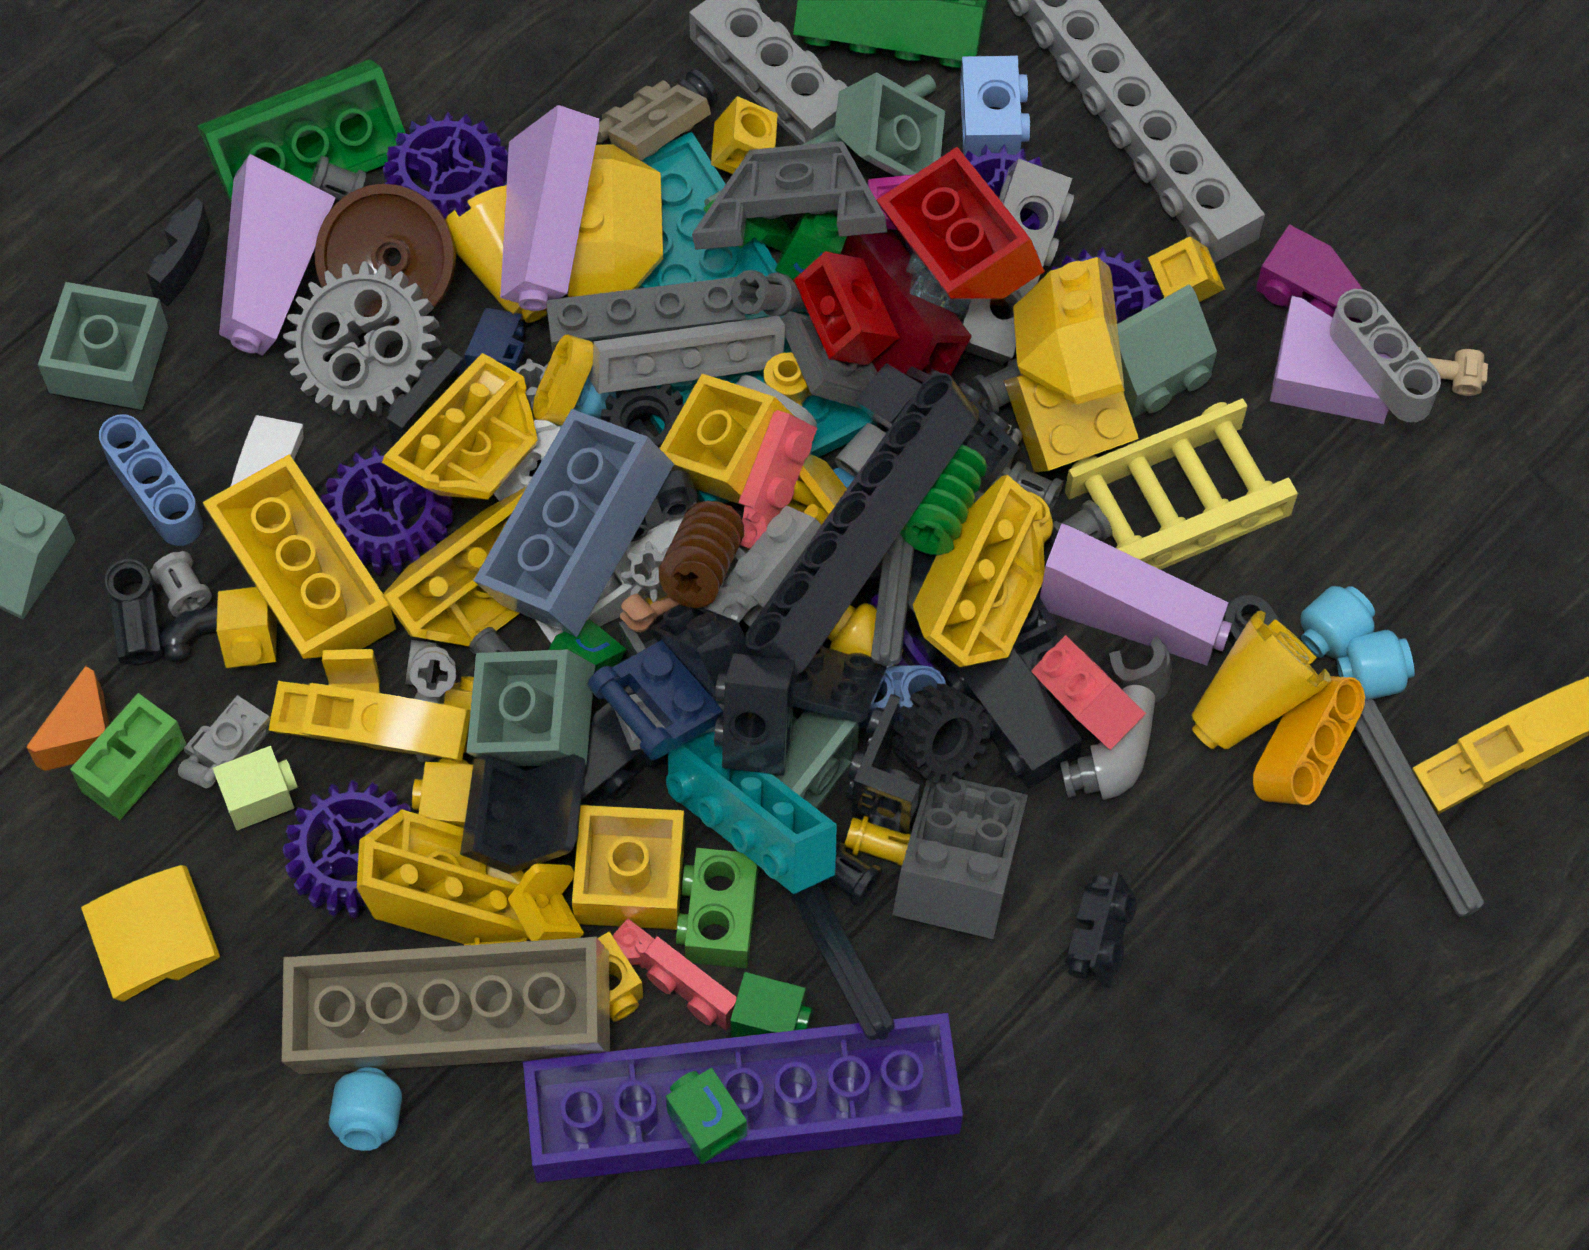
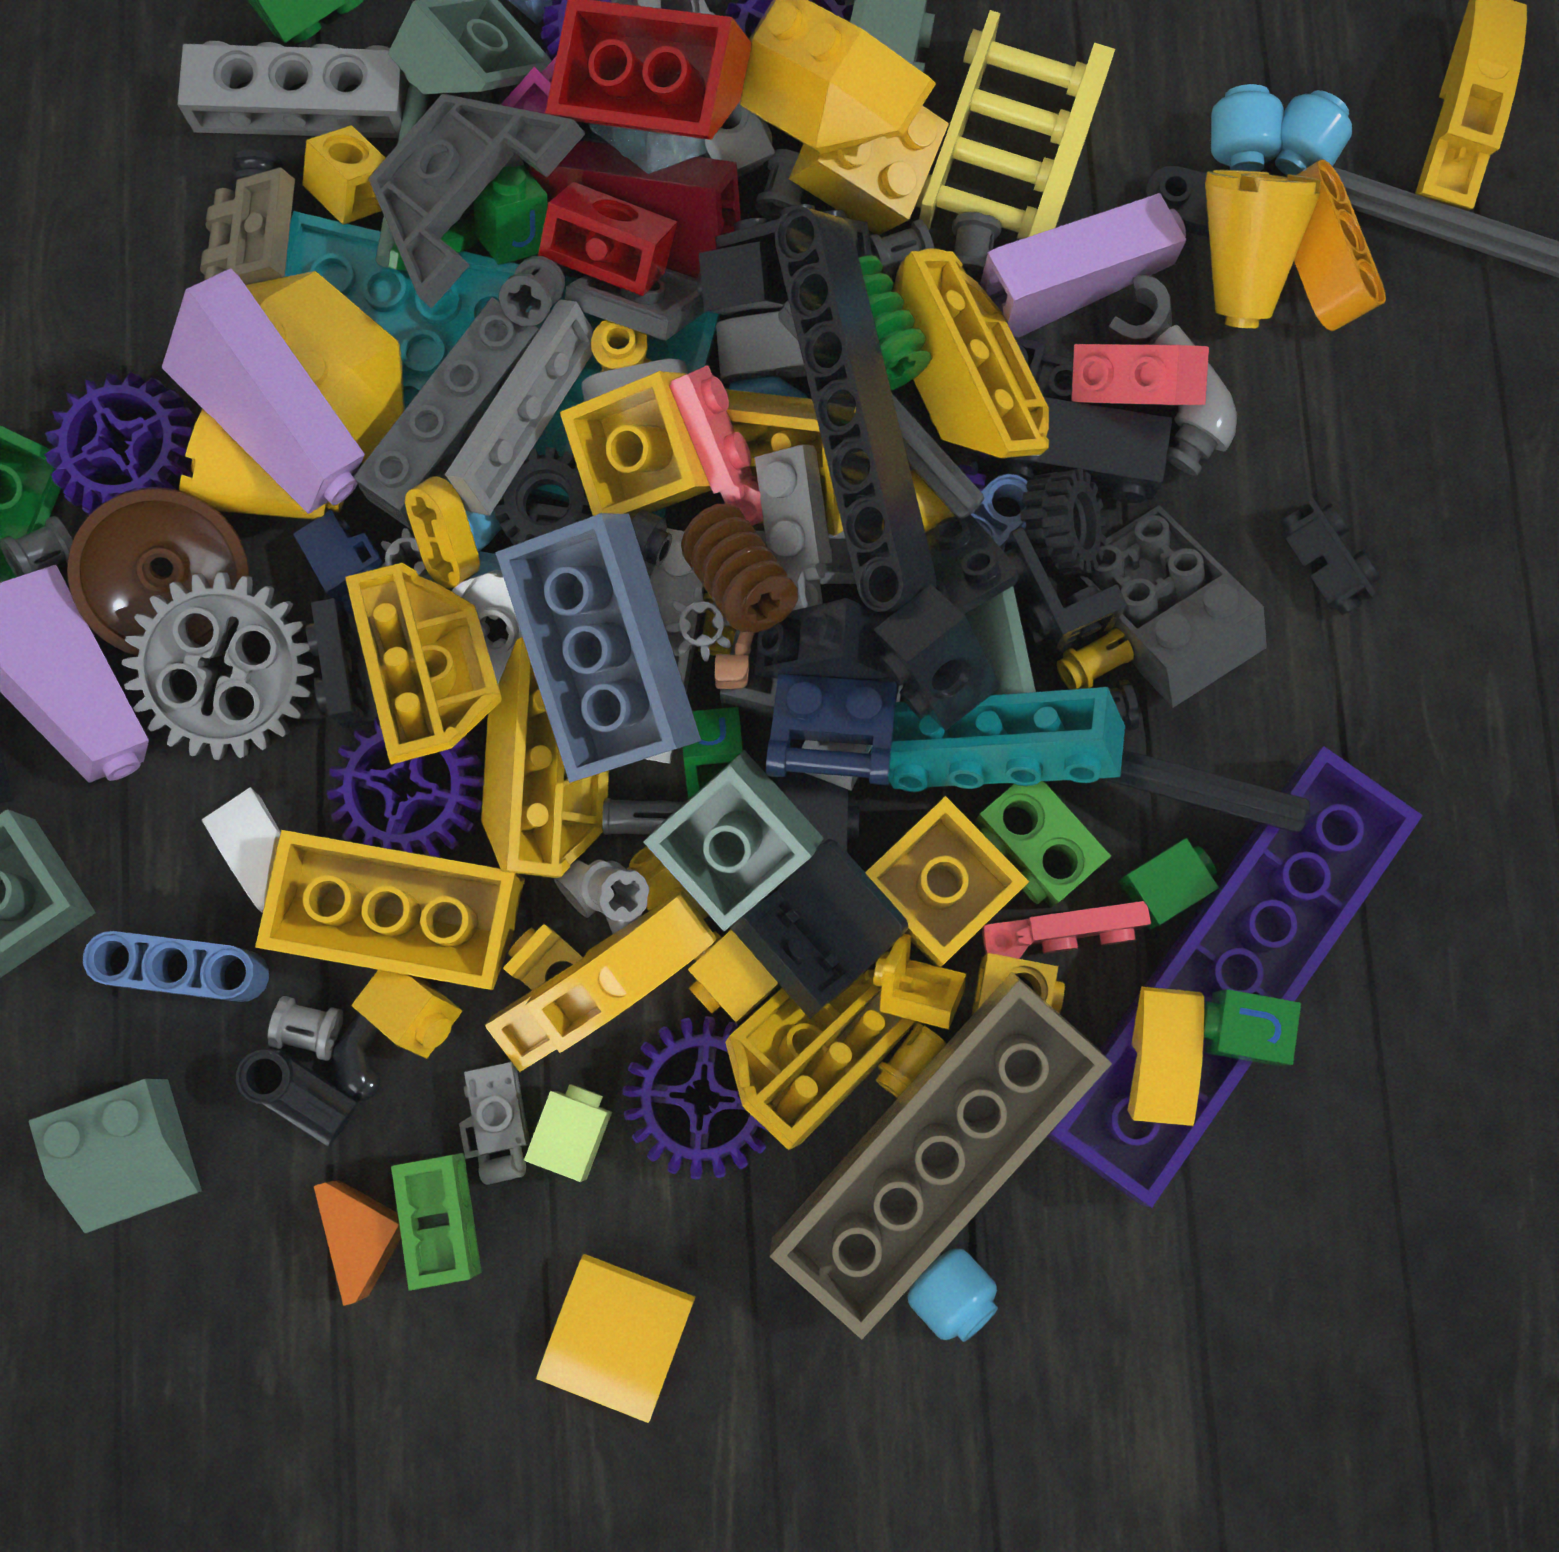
camera: 45 degrees left, 15 degrees up
(637, 1079) = (1169, 1056): none -> yellow slope

